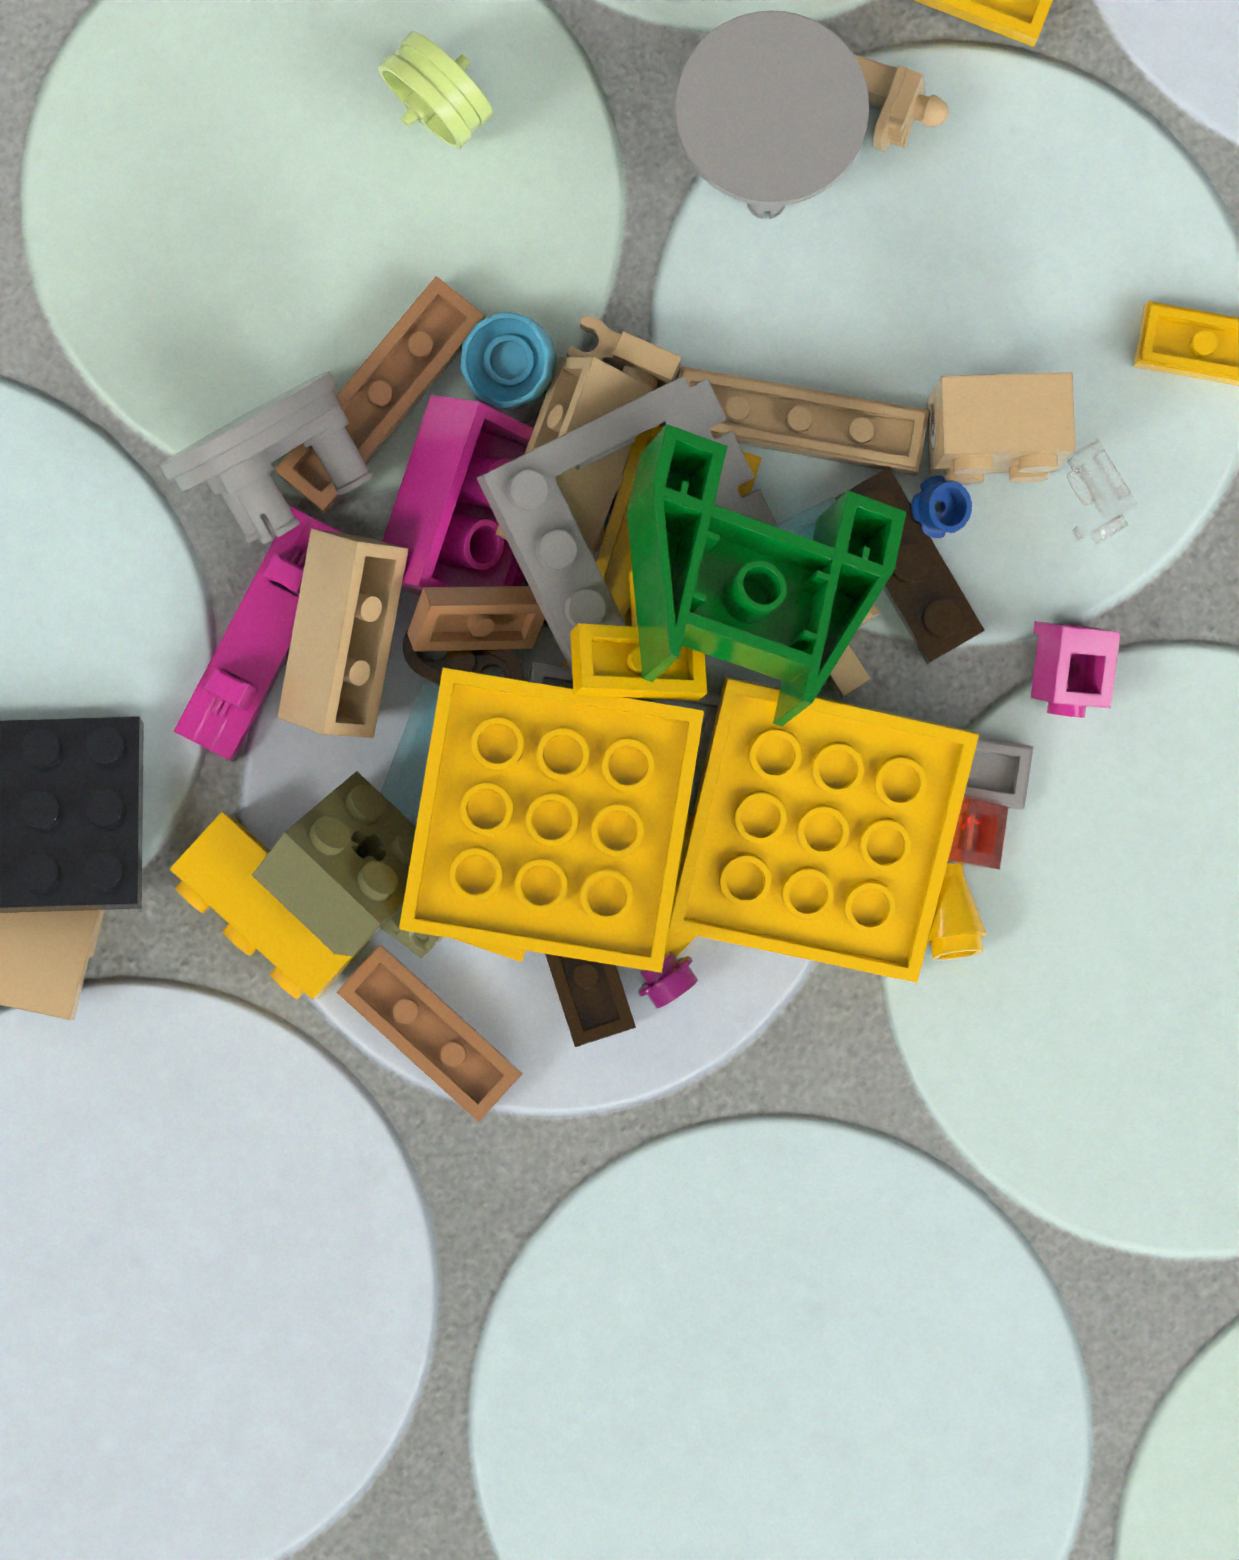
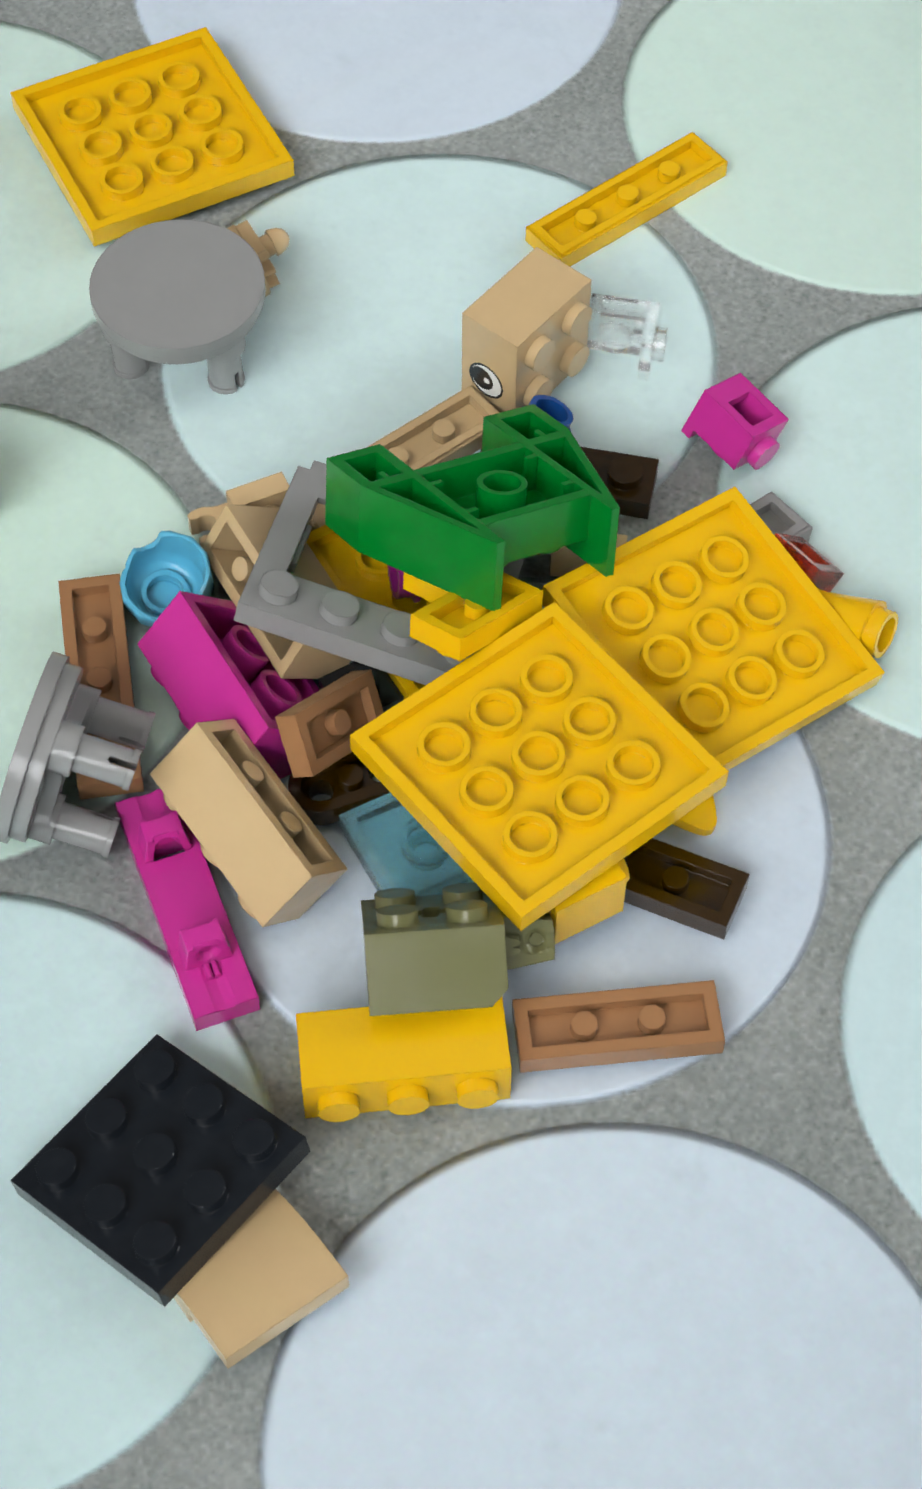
camera: 45 degrees left, 30 degrees down
(671, 983) = (729, 831): magenta plate -> none

